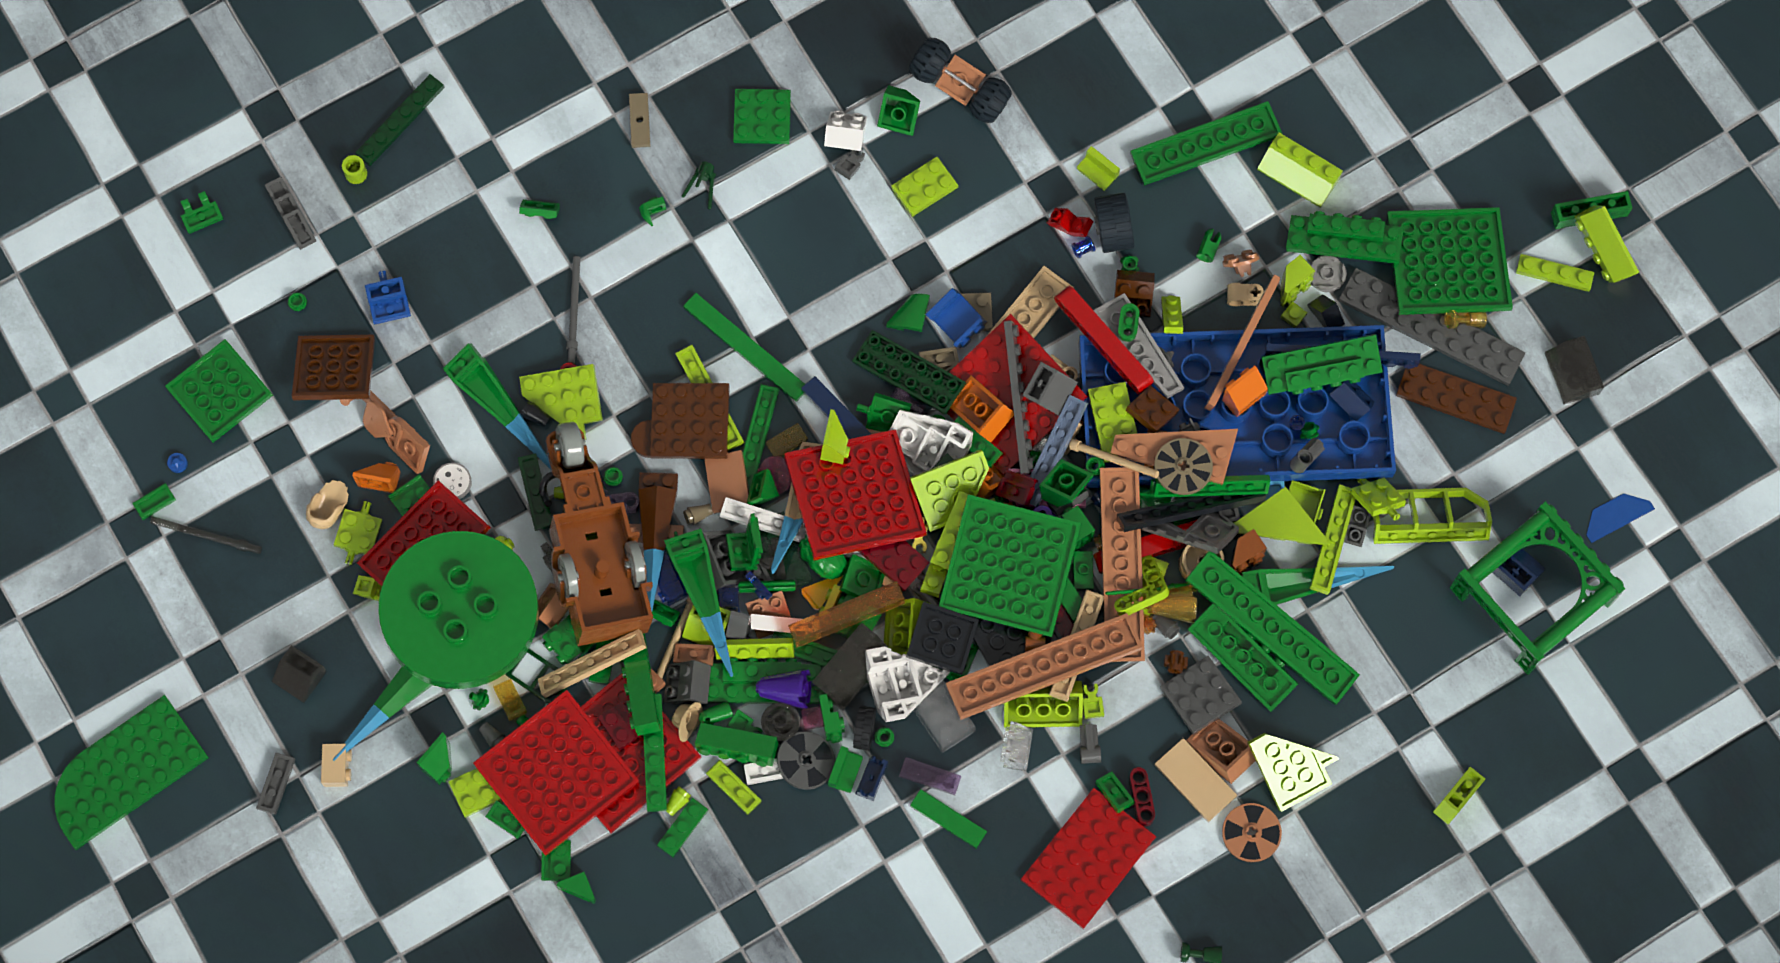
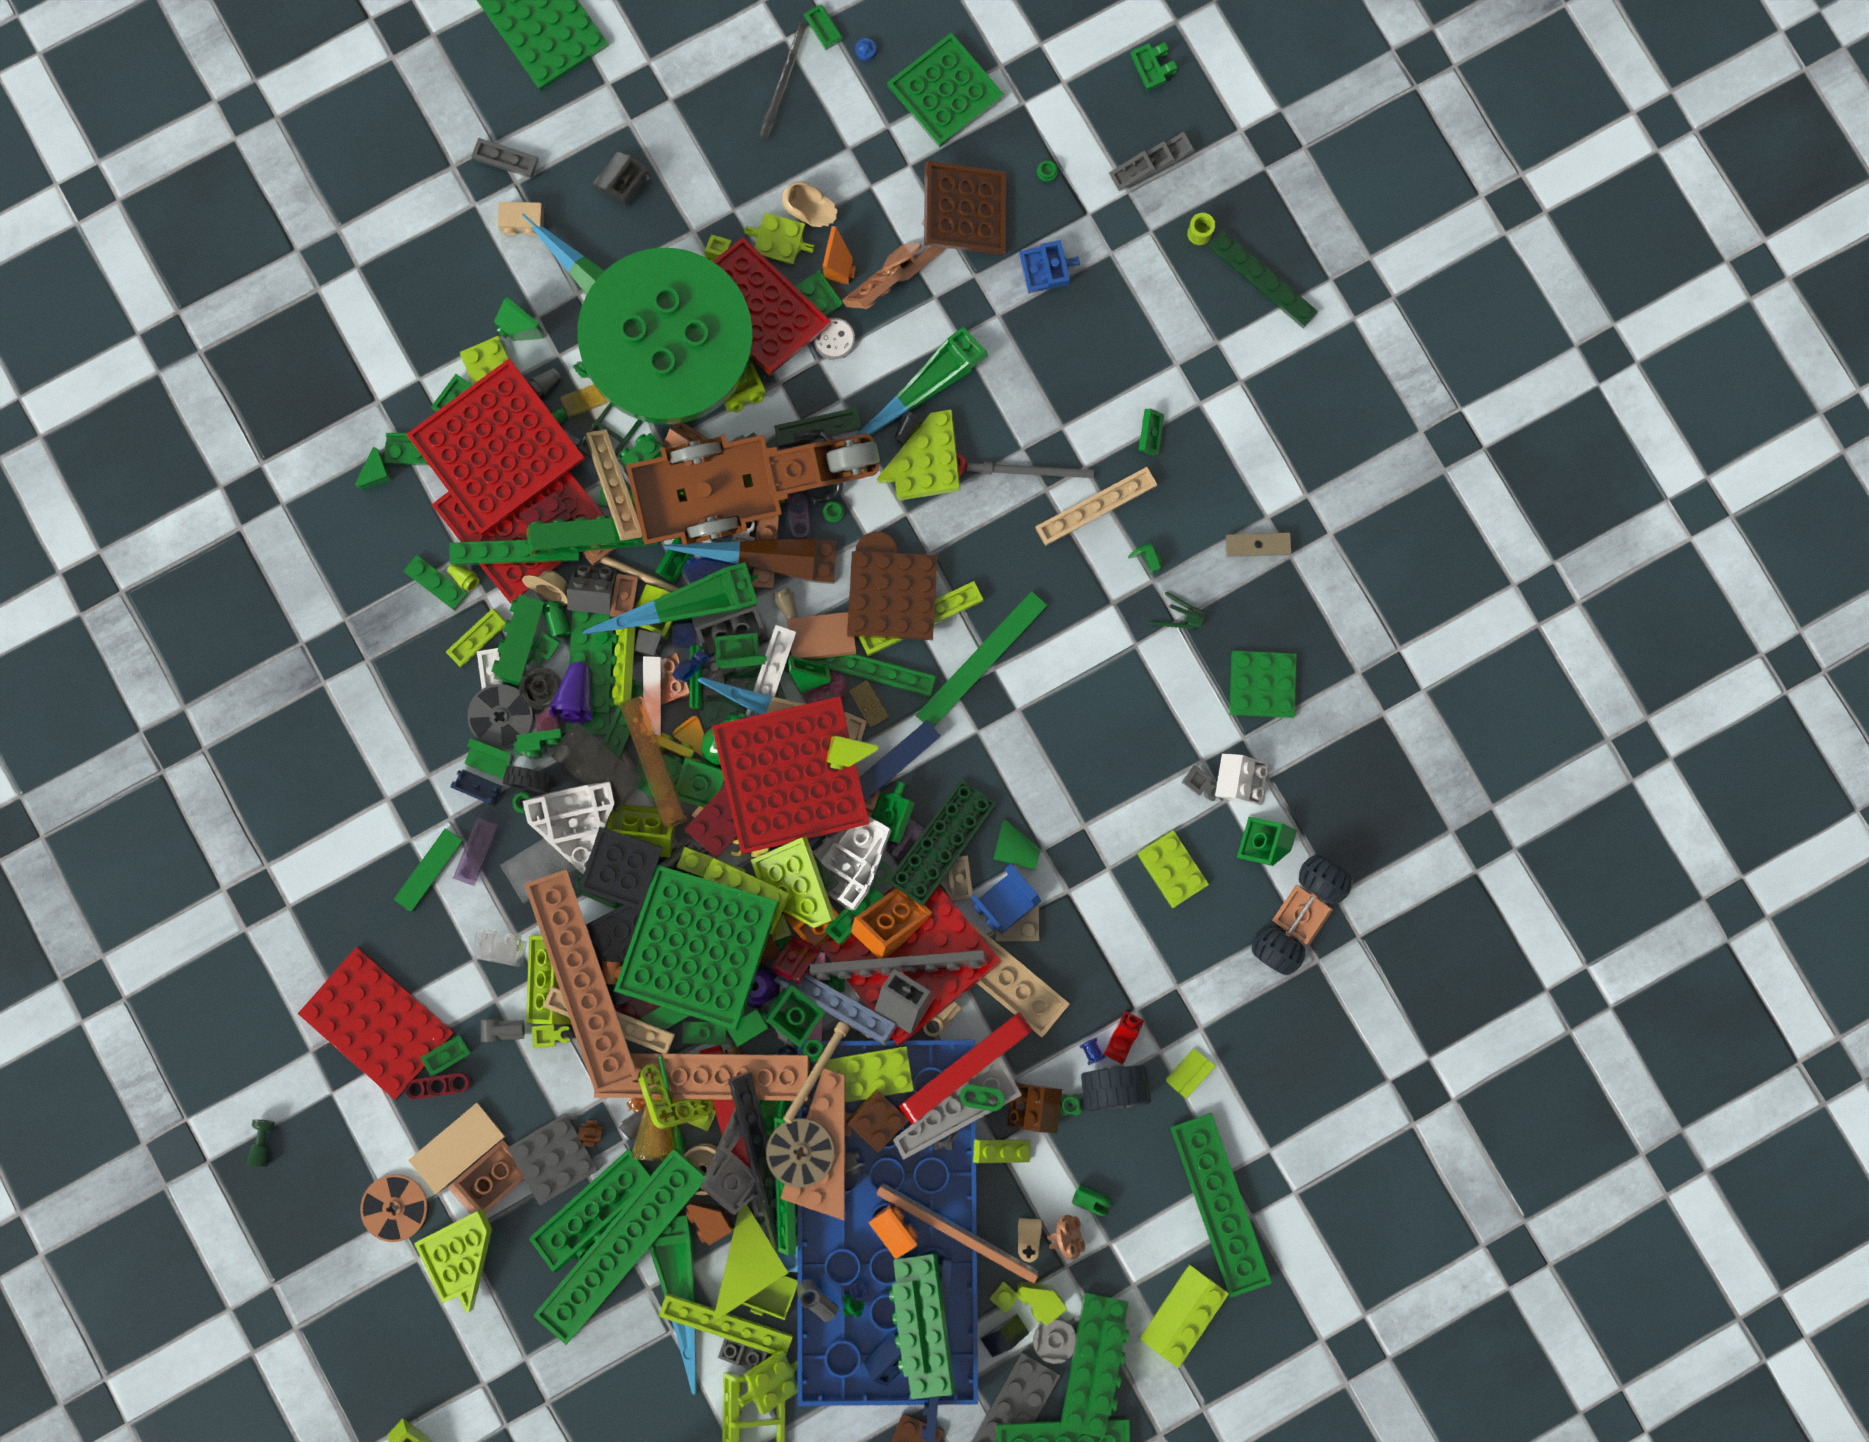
camera: 90 degrees right, 10 degrees up
(606, 253) = (1096, 506): none -> tan plate

